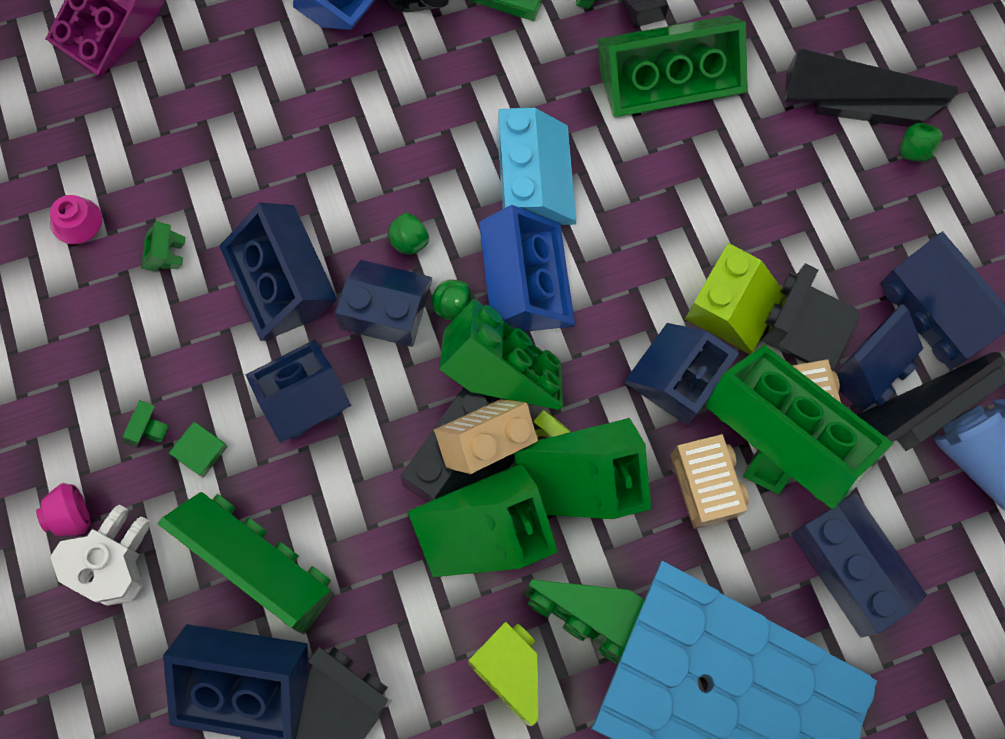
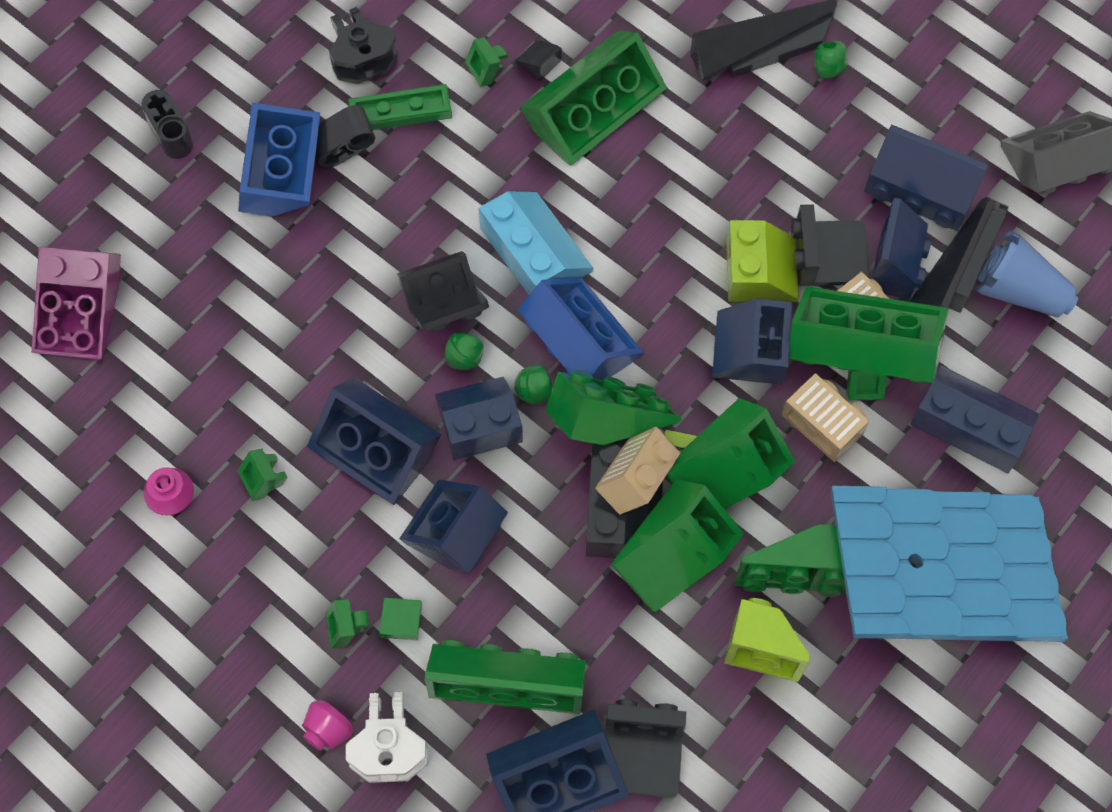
camera: 25 degrees left, 5 degrees down
(420, 170) = (442, 292): none -> black bracket

